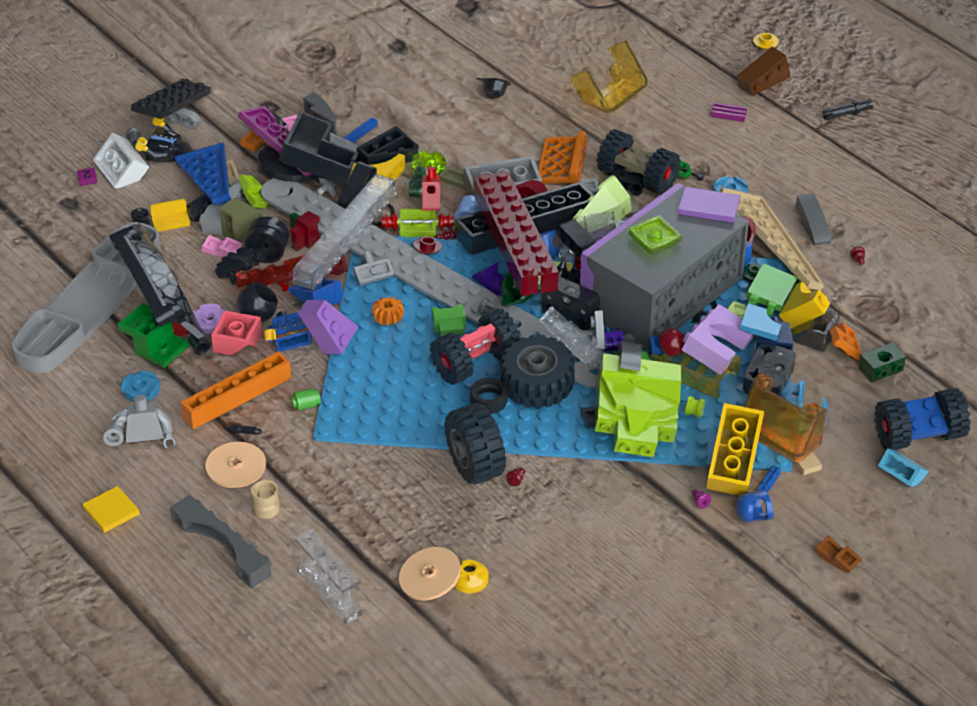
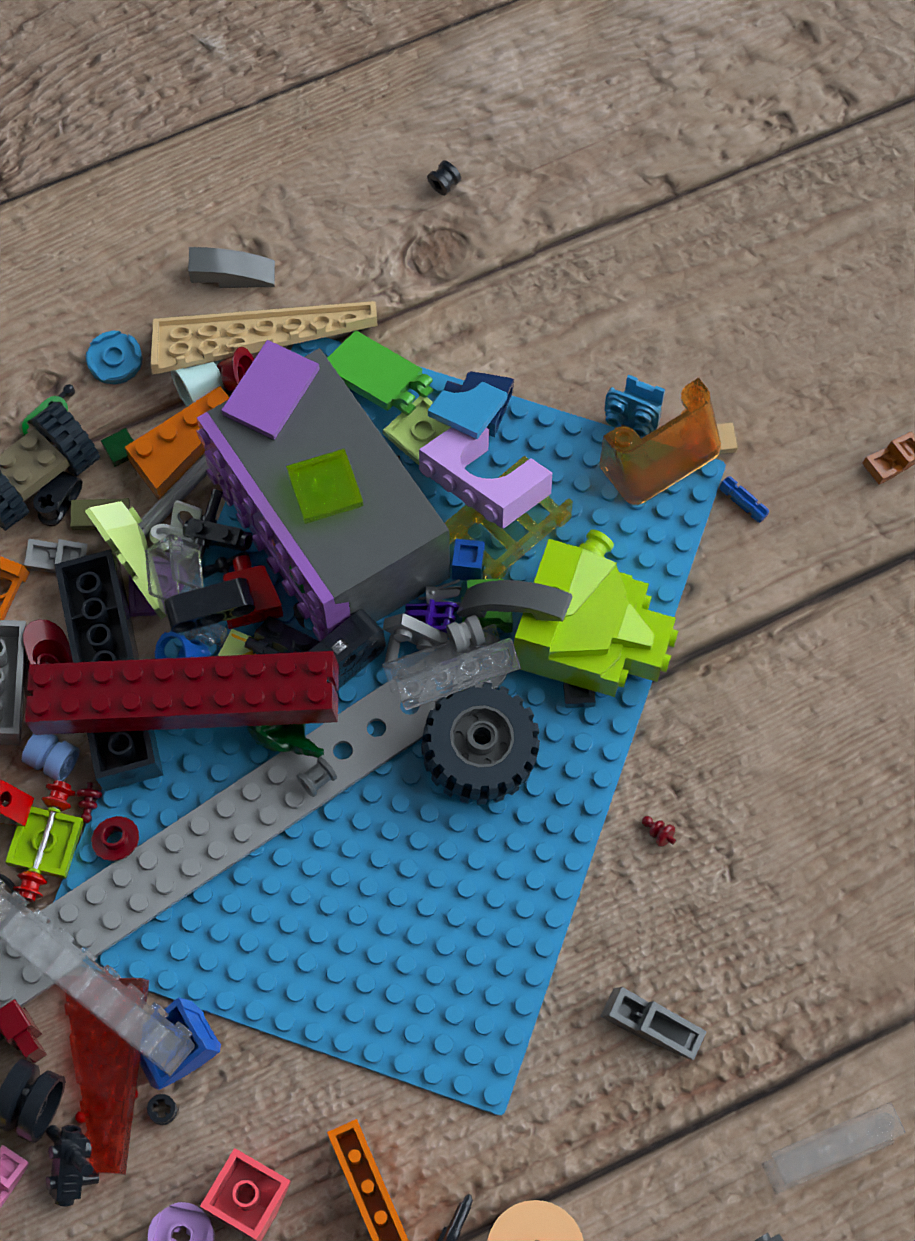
camera: 75 degrees left, 25 degrees up
(257, 301) = (184, 1146): black wheel -> none
(265, 499) = (637, 1216): tan wheel -> none
(283, 298) = (154, 1116): none -> black bush
(287, 332) = (255, 1105): torso -> none
(305, 399) = (422, 1110): bright green brick -> none
(327, 326) = (295, 1036): medium lavender wedge -> none
(372, 271) = (158, 937): light grey plate -> none
(388, 311) = (262, 947): orange gear -> none
(388, 490) = (653, 1023): none -> dark grey slope
(424, 586) = (822, 1022): light nougat piece -> none
(449, 320) = (315, 847): bright green piece -> none
(454, 354) = (417, 856): black plate -> none
(472, 581) = (830, 957): yellow piece -> none
(475, 443) = (624, 871): black wheel -> none
(489, 385) = (496, 851): black tyre -> none
(490, 278) = (227, 759): dark purple slope -> none
(604, 344) = (465, 633): none -> light grey wheel
(672, 341) = (478, 535): dark red hair -> none
(702, 499) = (755, 594): magenta hair -> none
(735, 449) = (723, 523): yellow brick -> none
(749, 506) = (796, 533): blue helmet -> none
(772, 361) = (533, 427): black axle -> none
(803, 305) = (434, 345): yellow arch -> none
(817, 331) = (469, 340): clear smoke slope -> none
(846, 339) = (512, 313): orange plate -> none
(858, 255) = (316, 237): dark red hair -> none
(882, 362) = (558, 297): dark green brick -> none
(902, 467) = (760, 326): medium azure brick -> none
(922, 418) = (700, 292): black plate -> none
(931, 298) = (444, 177): none -> black wheel

